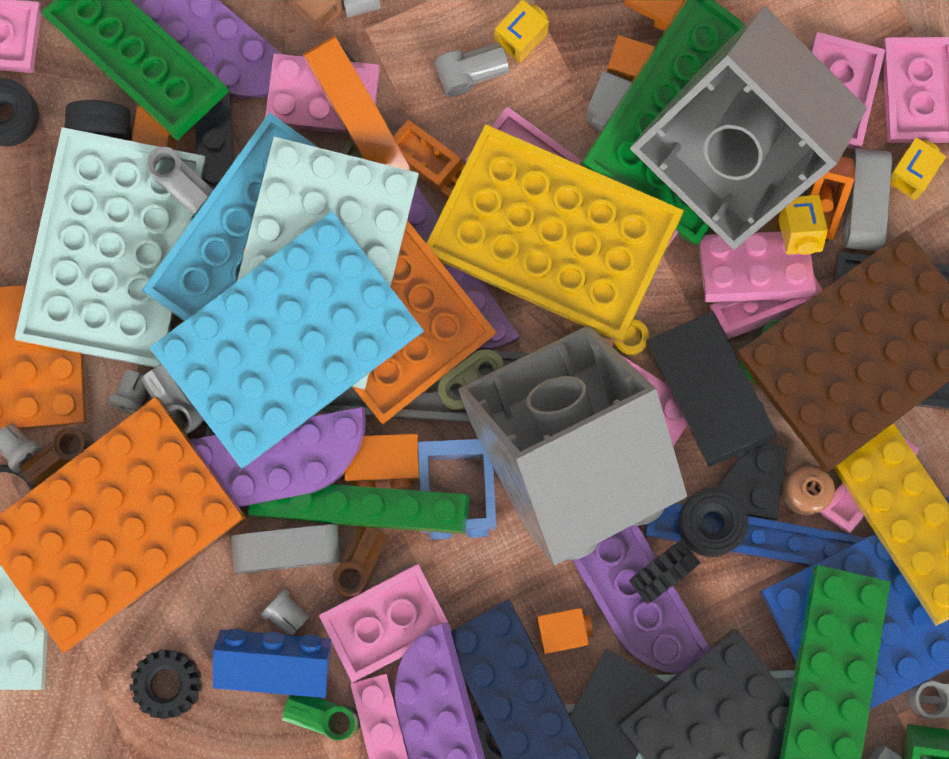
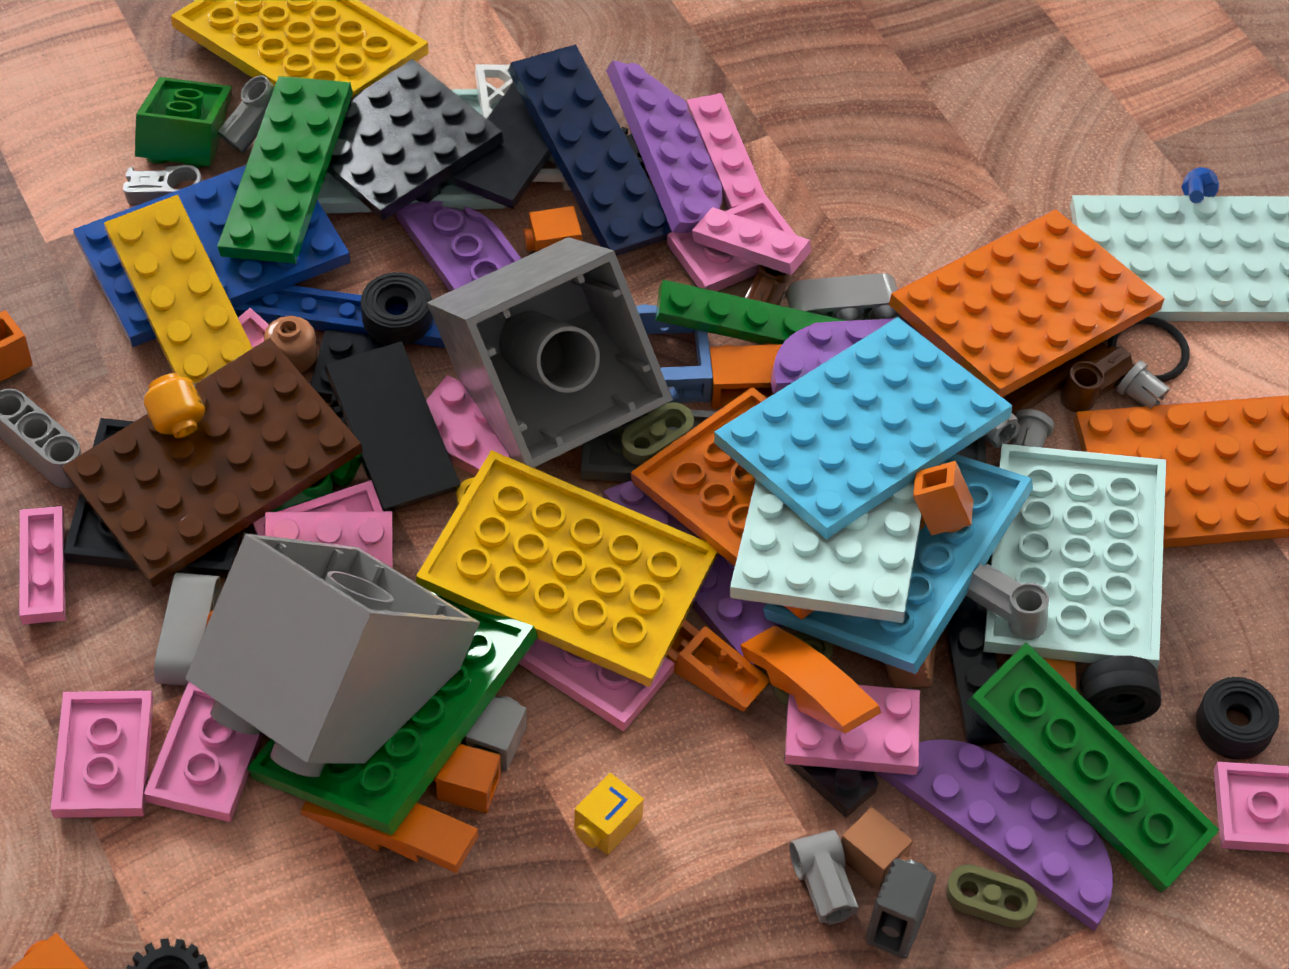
camera: 175 degrees right, 25 degrees down
(143, 680) = (950, 214): black tyre -> none
(225, 254) = (943, 498): none -> orange brick
(272, 663) = (846, 205): blue brick -> none
(285, 613) = (839, 251): light grey bush -> none
(318, 715) = (779, 169): green piece -> none
(371, 603) = (751, 241): none -> bright pink plate
(461, 70) = (682, 767): light grey piece -> none
(664, 571) = (451, 255): black tyre -> none
(909, 377) = (174, 405): none -> light orange head
(916, 168) = (123, 659): yellow brick -> none

